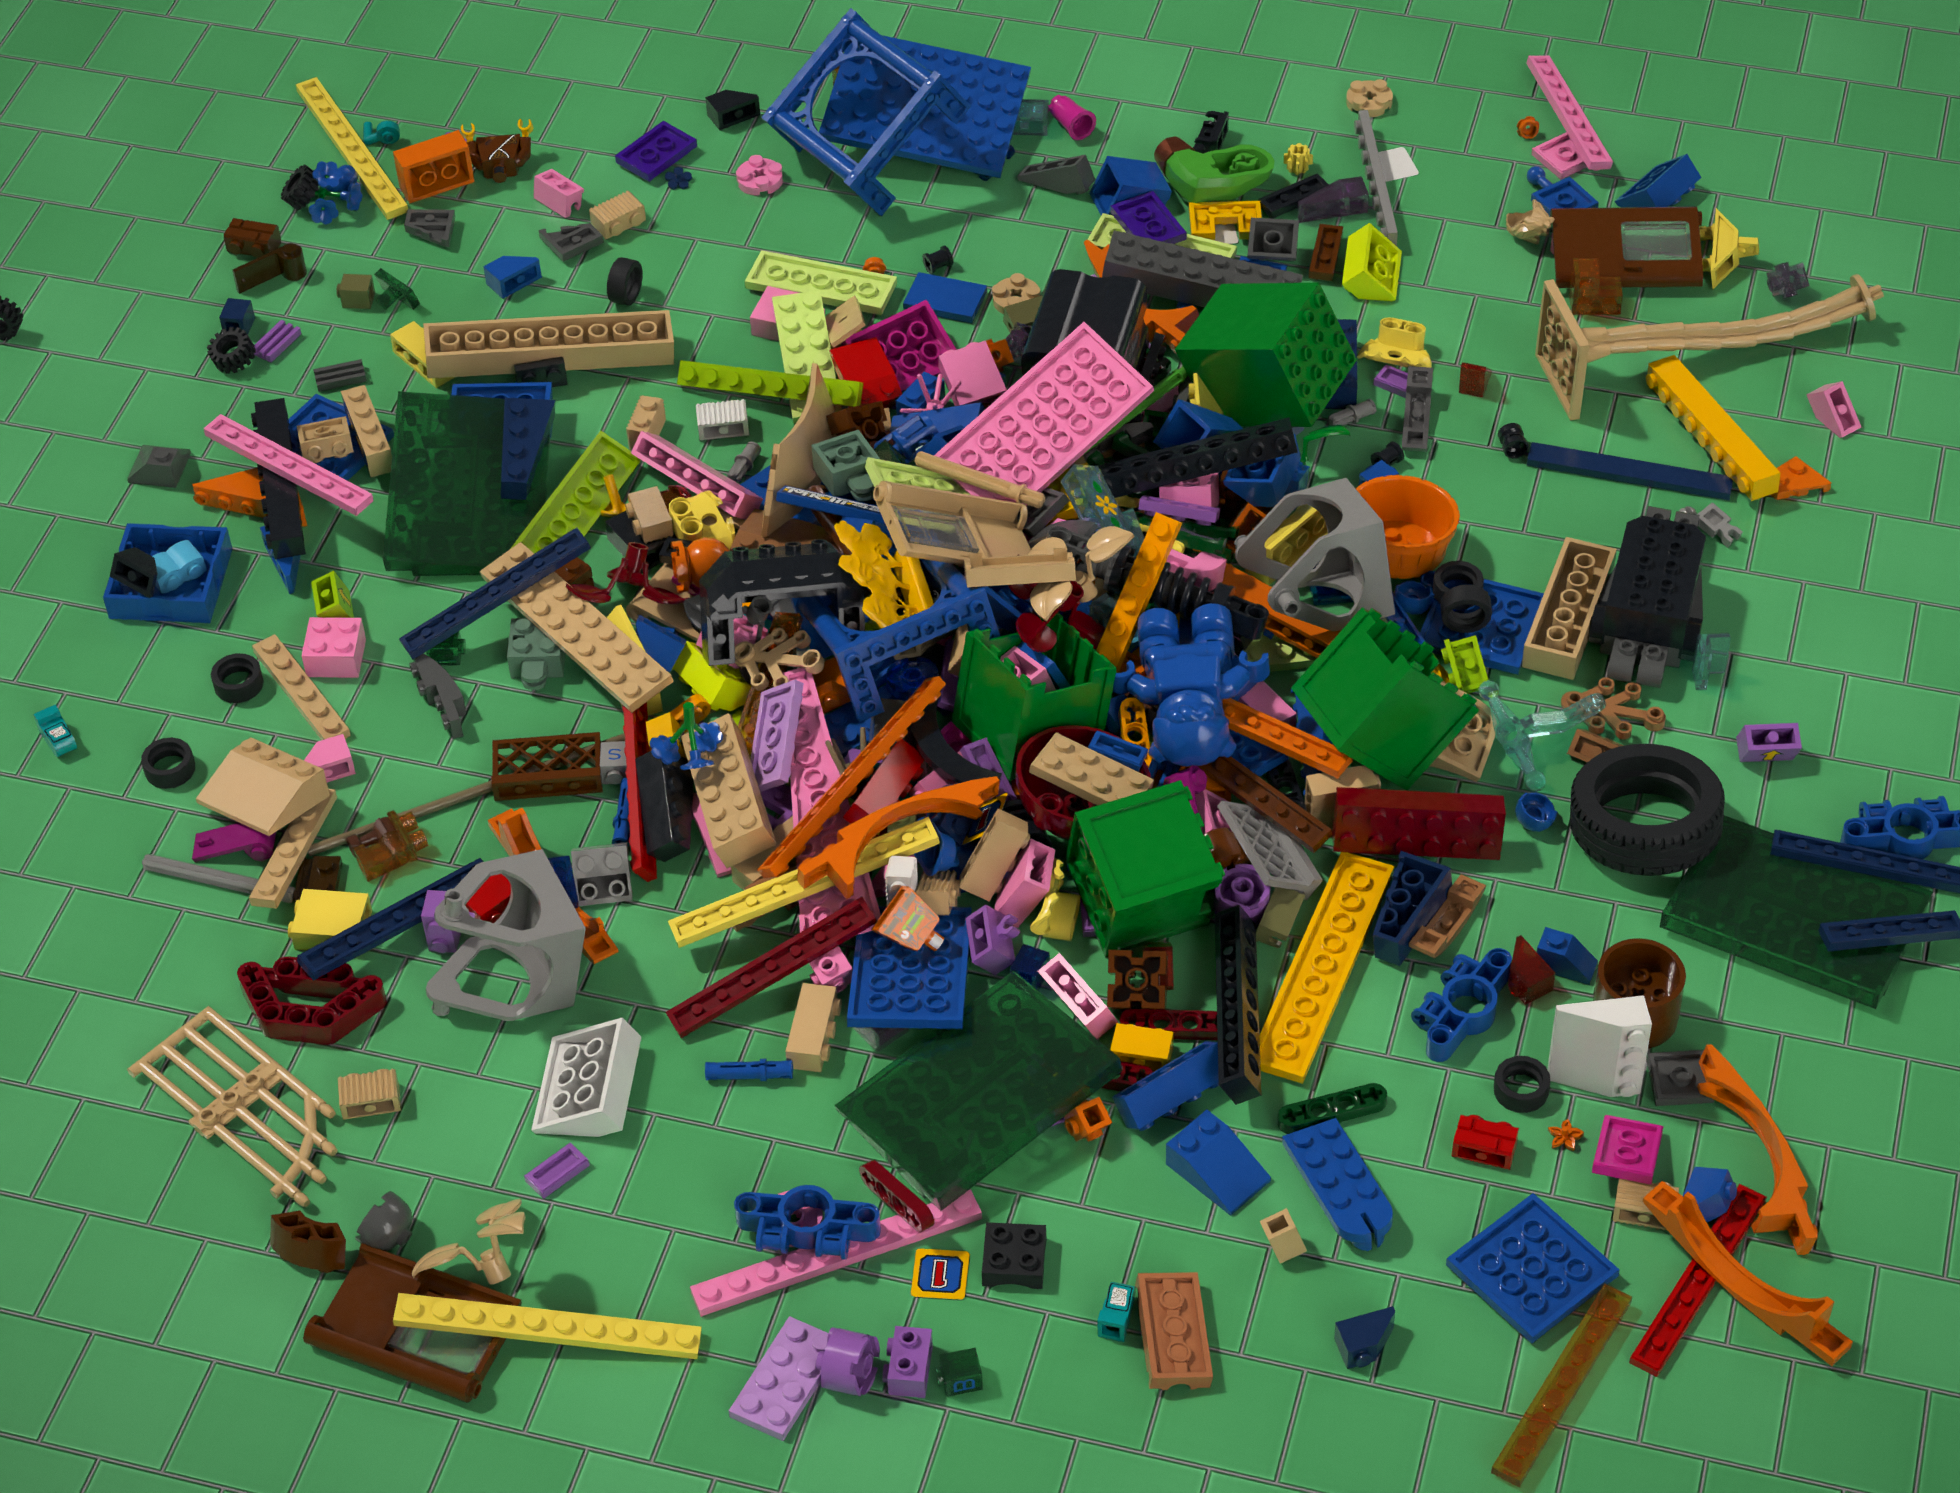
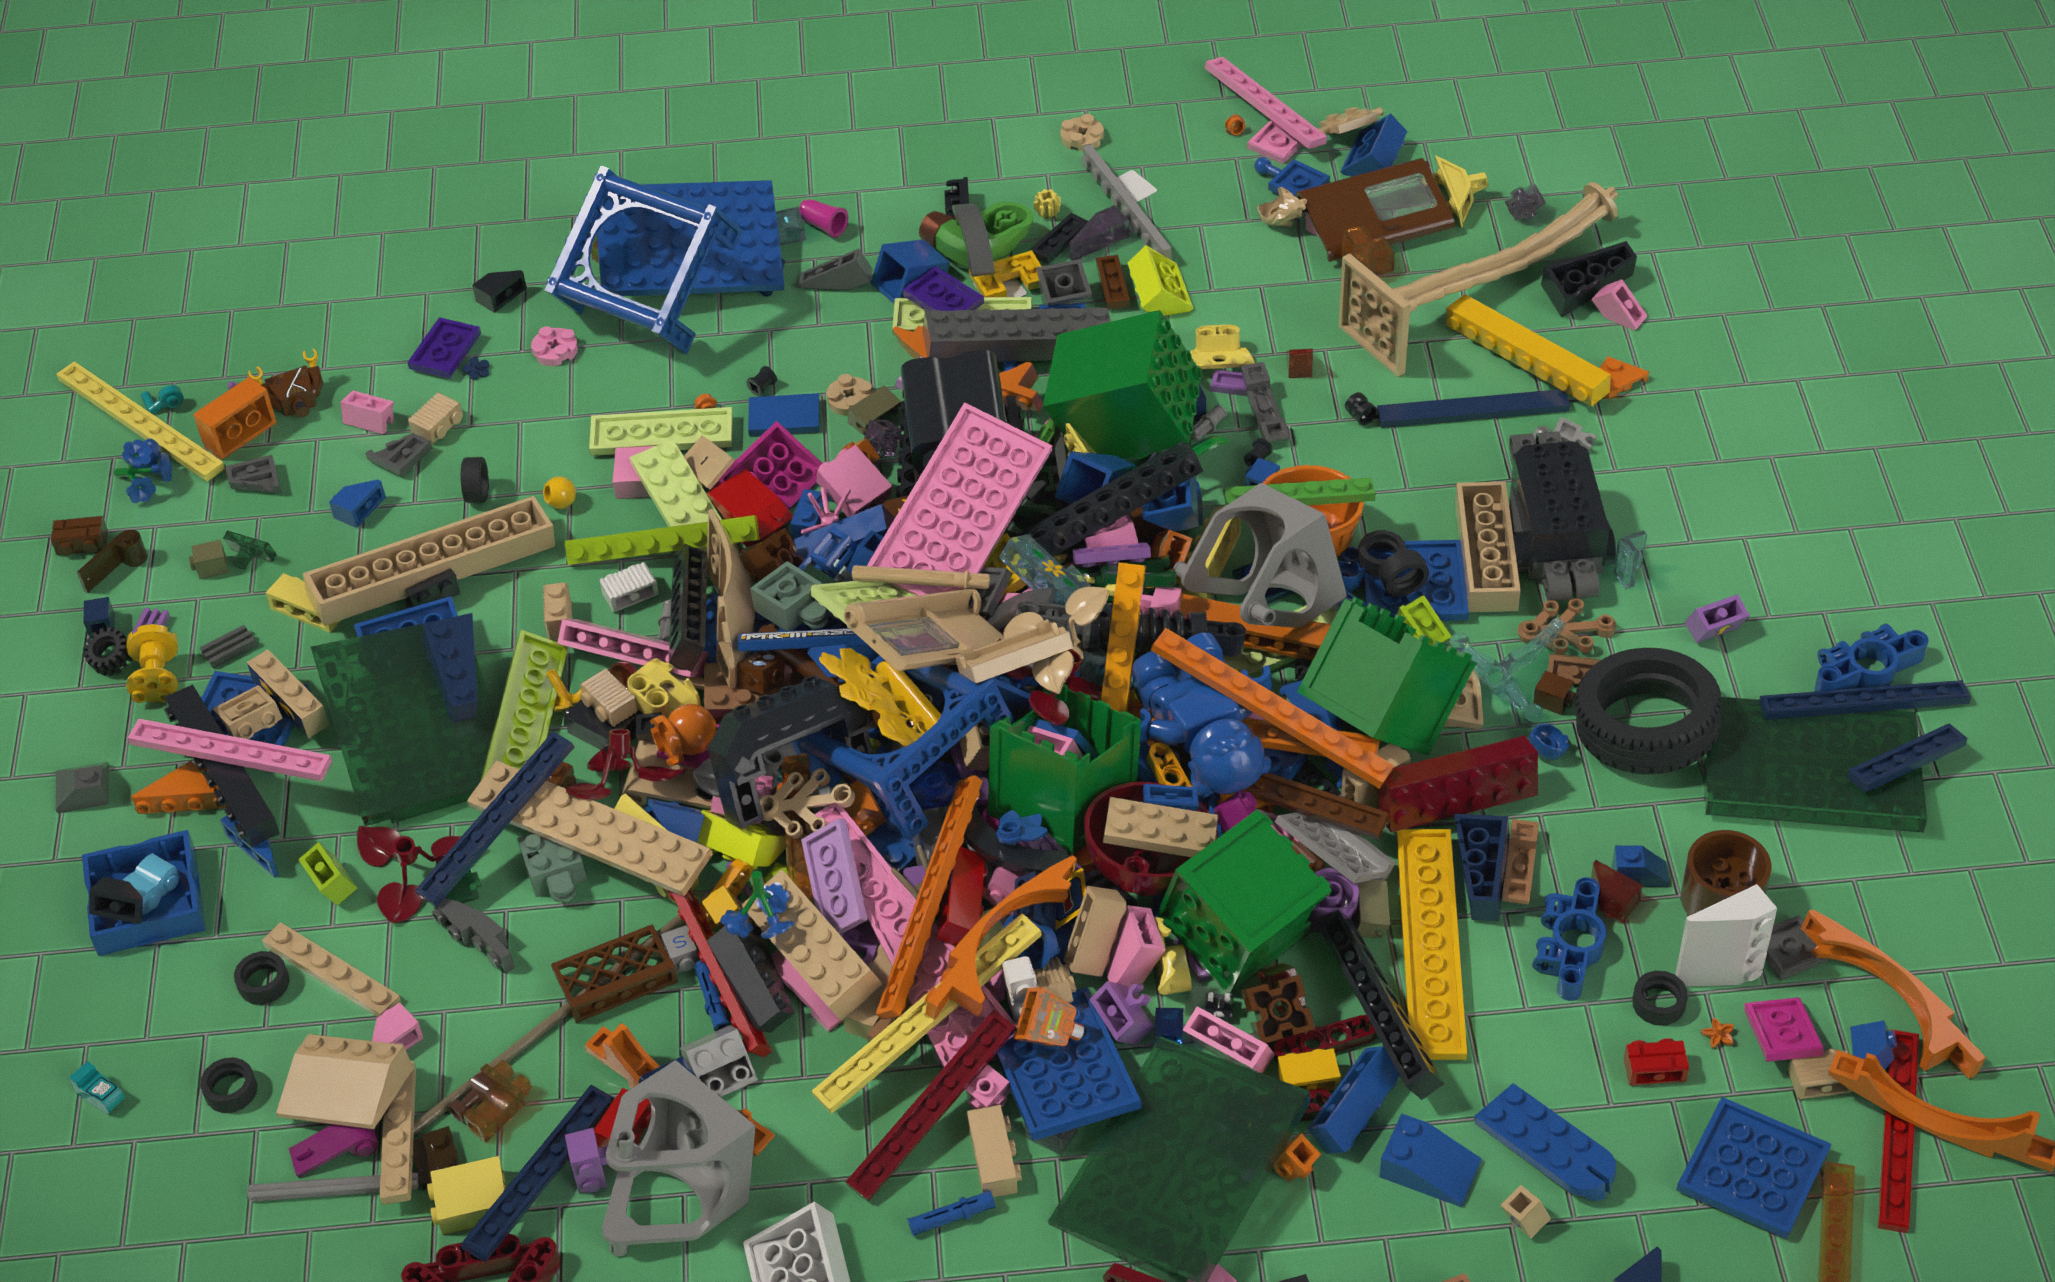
camera: 20 degrees left, 0 degrees up
(268, 358) = (152, 648): none -> yellow piece
(300, 188) = (108, 472): black tyre -> none
(333, 647) = (347, 918): bright pink brick -> none
(388, 593) = (380, 844): none -> dark red plant
(698, 314) = (559, 492): none -> yellow piece
(757, 451) = (688, 608): none -> black brick
(795, 526) = (760, 672): none -> reddish brown head
(961, 738) = (1016, 828): none -> blue plate
(1089, 964) = (1220, 1005): none -> black tile
(1200, 174) = (975, 239): none -> dark grey slope
(1252, 694) = (1272, 708): none -> orange plate
(1330, 1105) = (1501, 1072): dark green beam -> none
(1412, 506) = (1316, 492): none -> bright green plate
(1563, 765) = (1554, 693): none -> reddish brown brick
(1652, 150) = (1350, 120): none -> tan plate
(1800, 370) = (1581, 277): none -> black wedge

